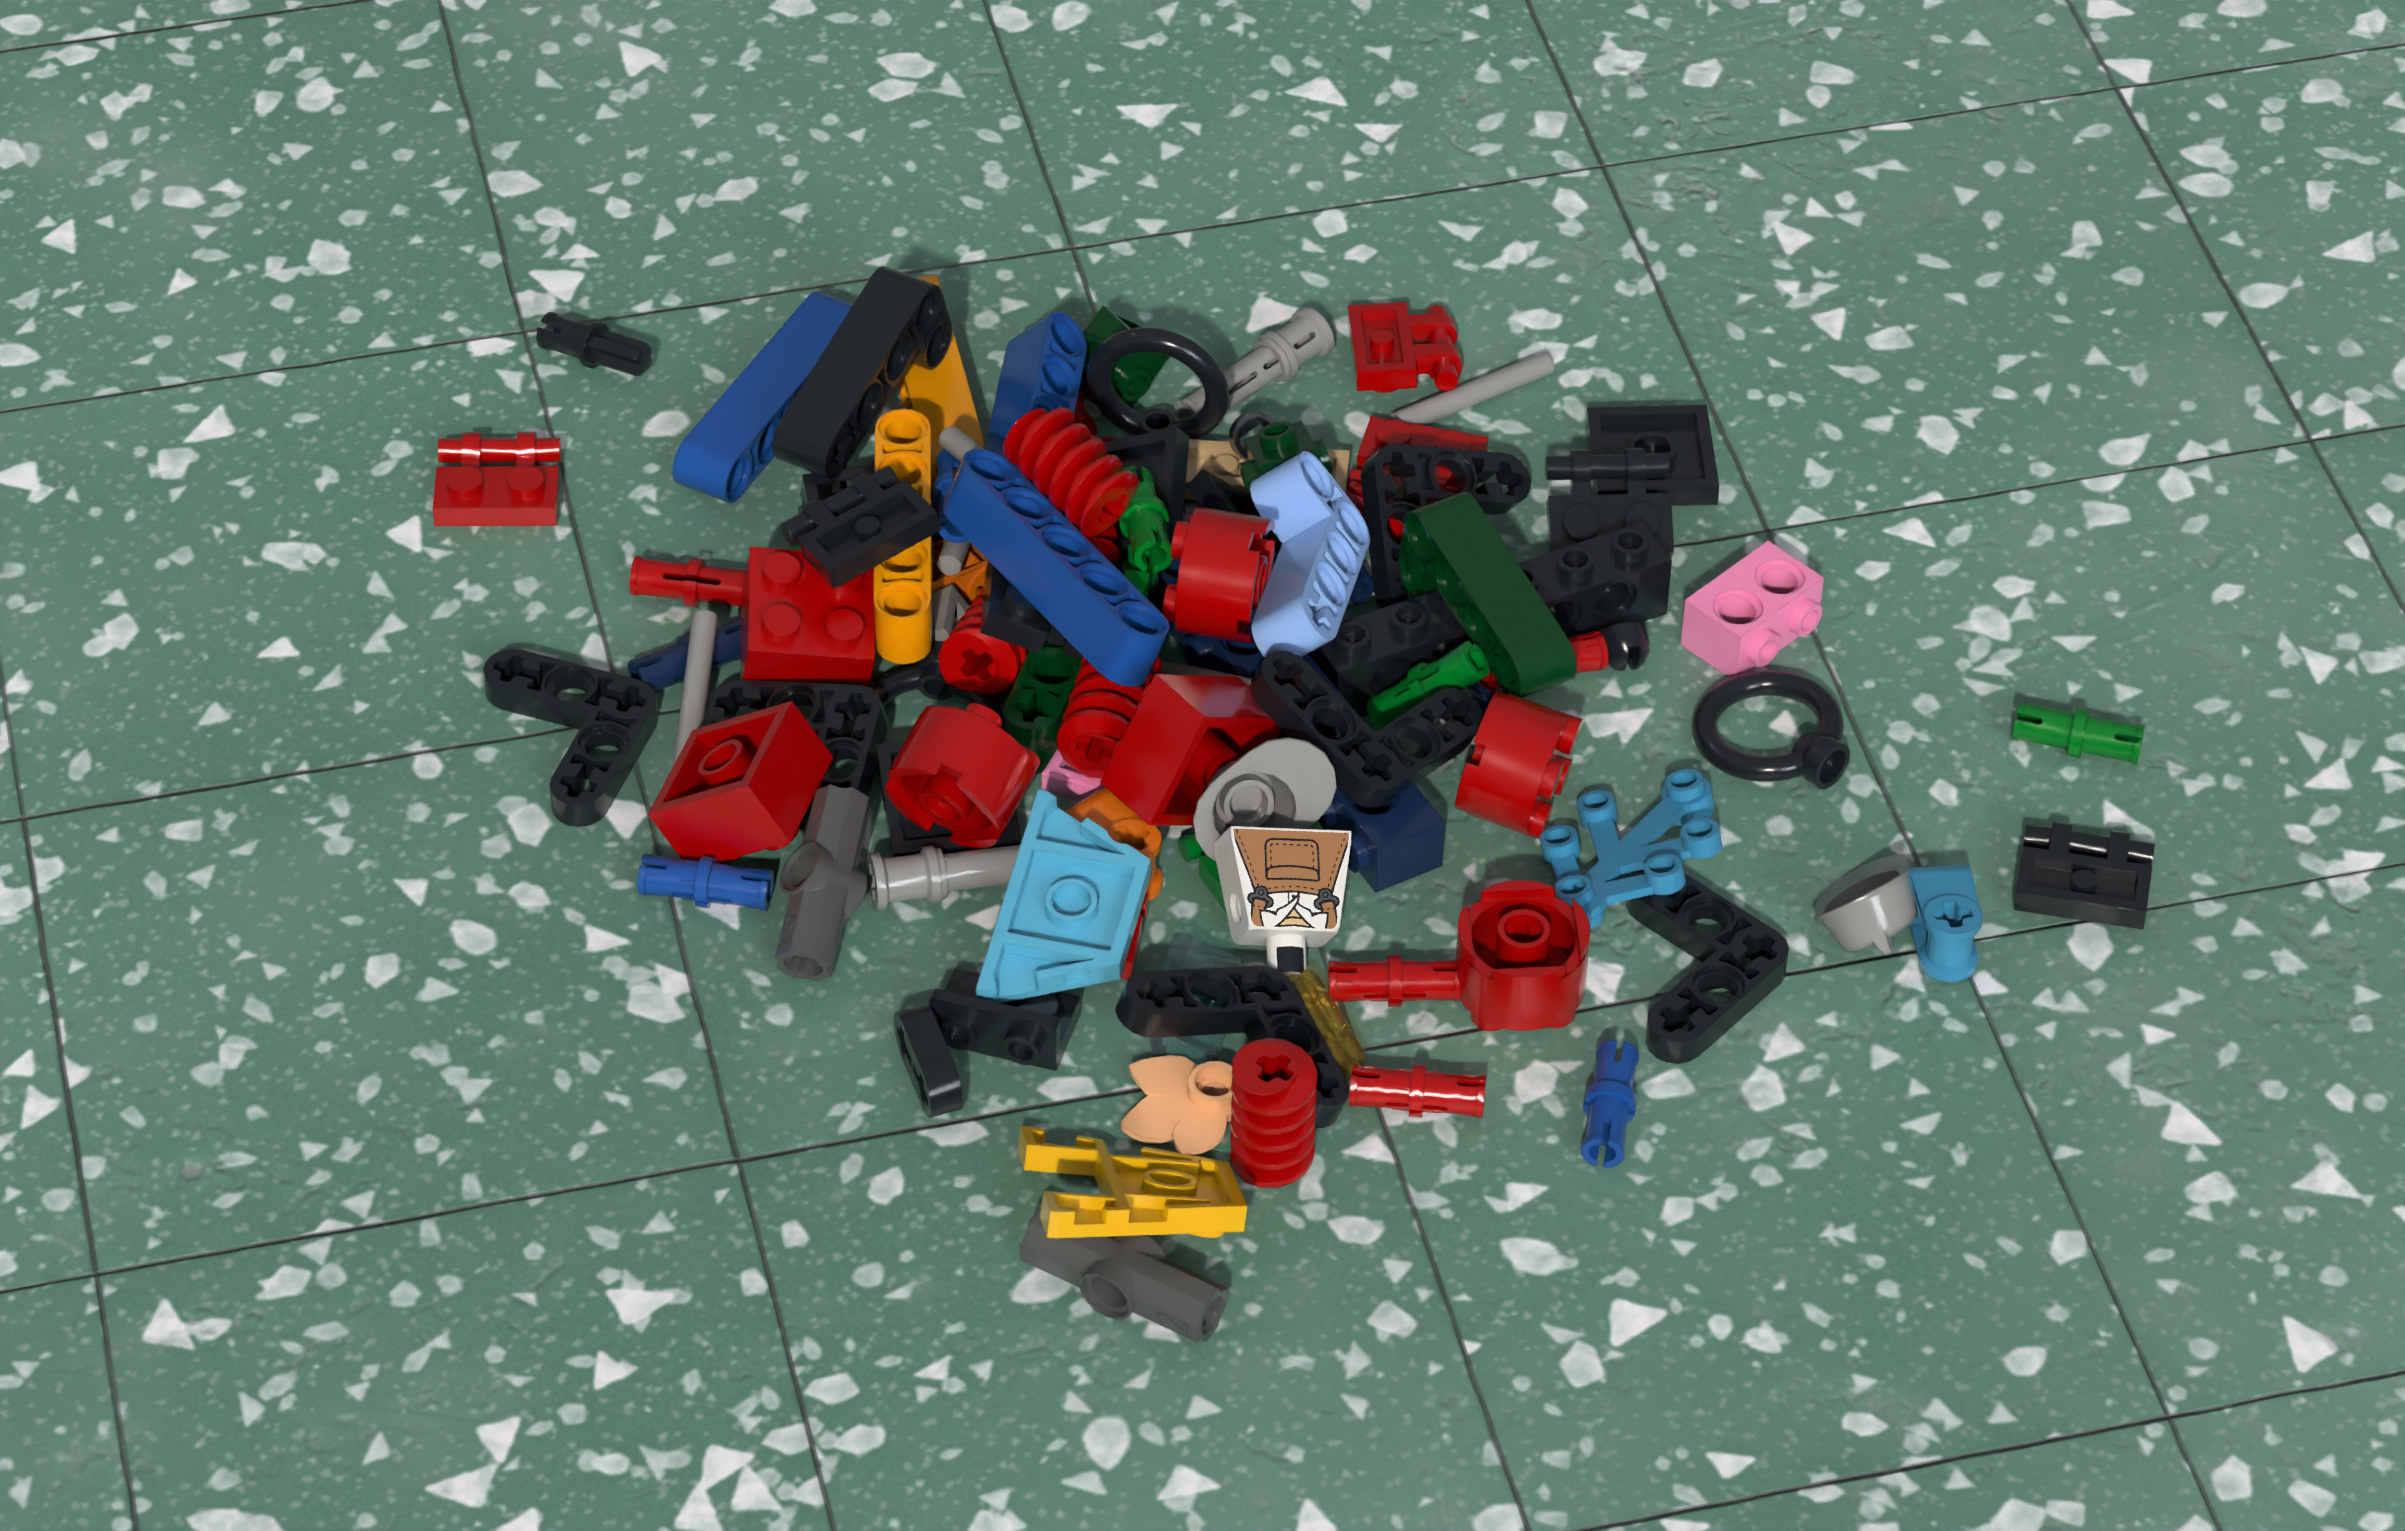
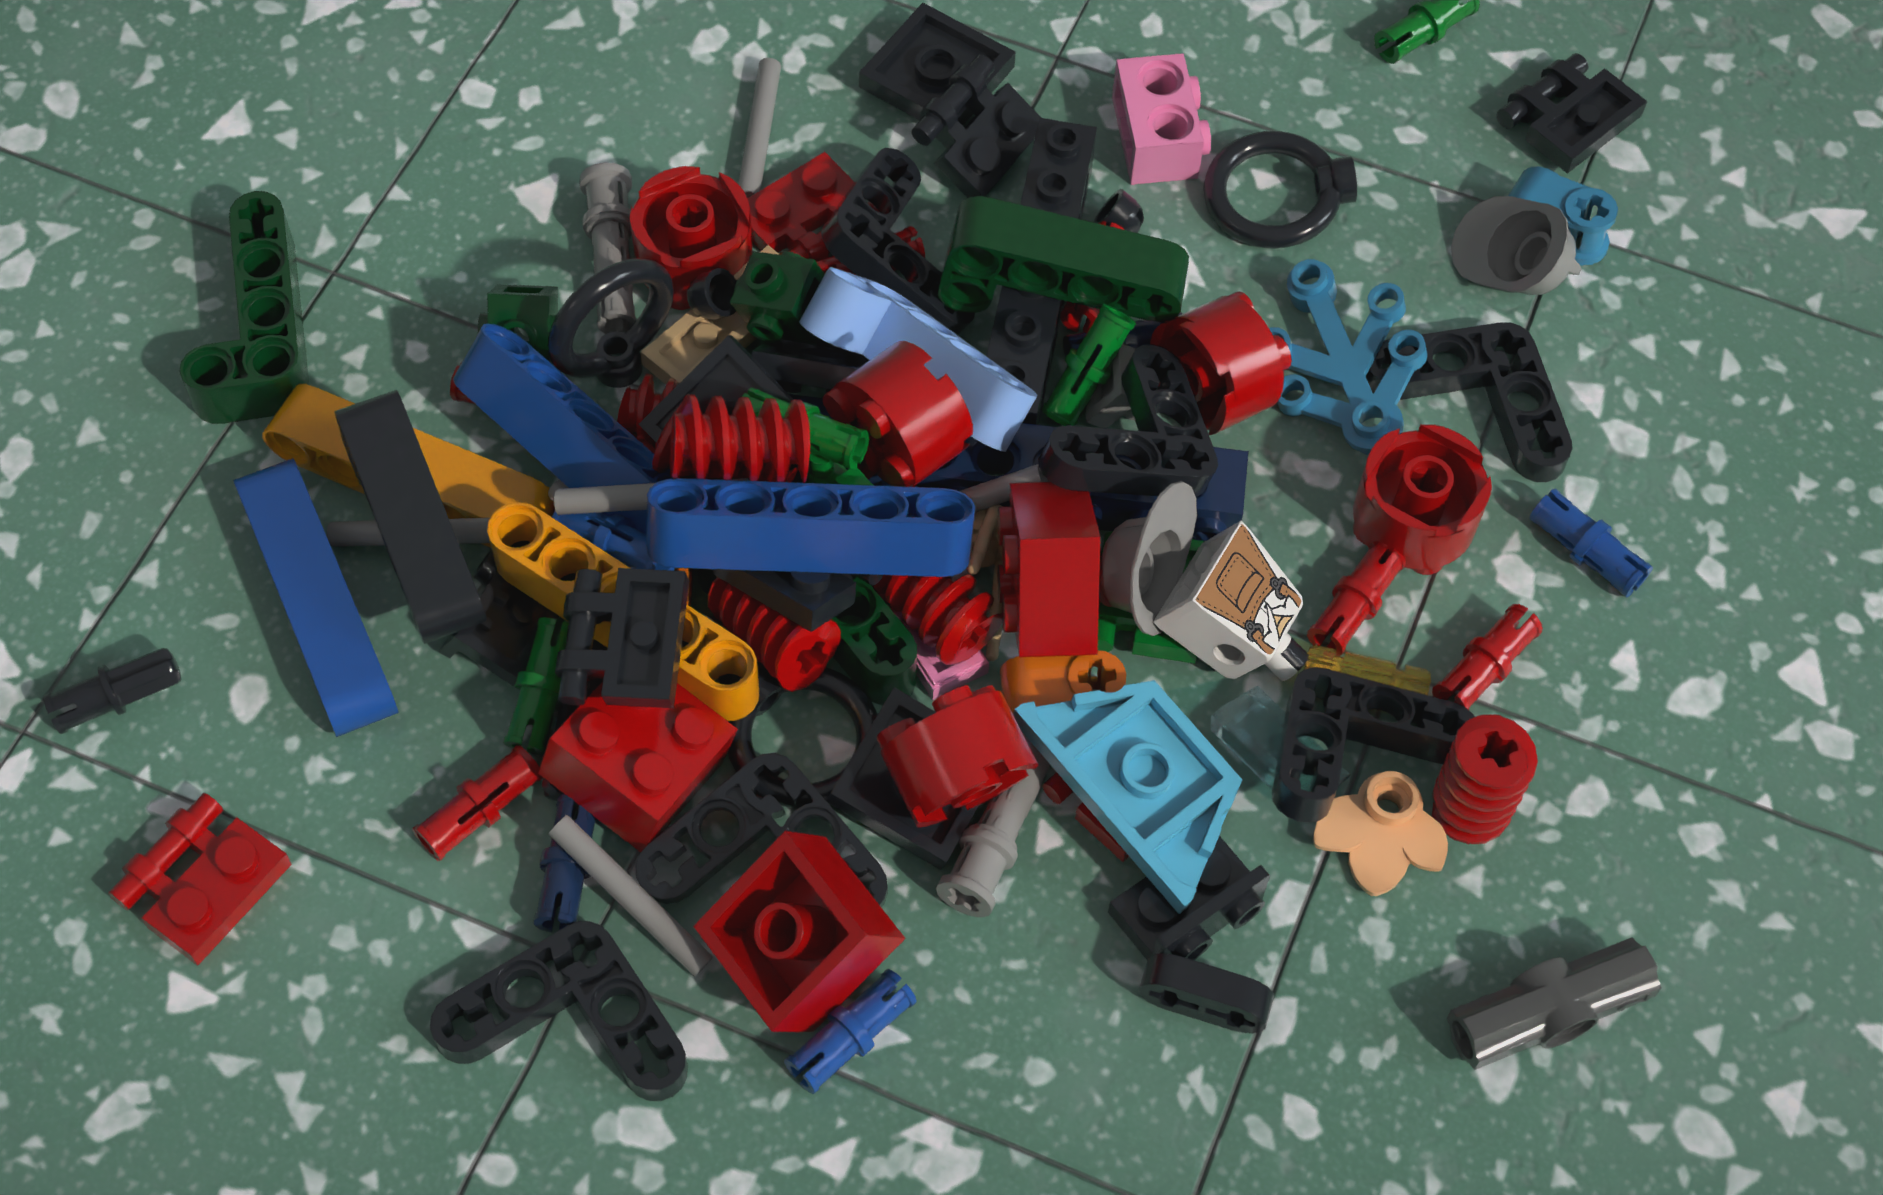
camera: 55 degrees left, 15 degrees up
(823, 883) = (979, 969): dark grey piece -> none
(983, 226) = (260, 369): none -> dark green beam
(1139, 1195) = (1502, 914): yellow wing -> none
(1310, 383) = (691, 226): none -> red brick
(1385, 352) = (663, 140): red plate -> none

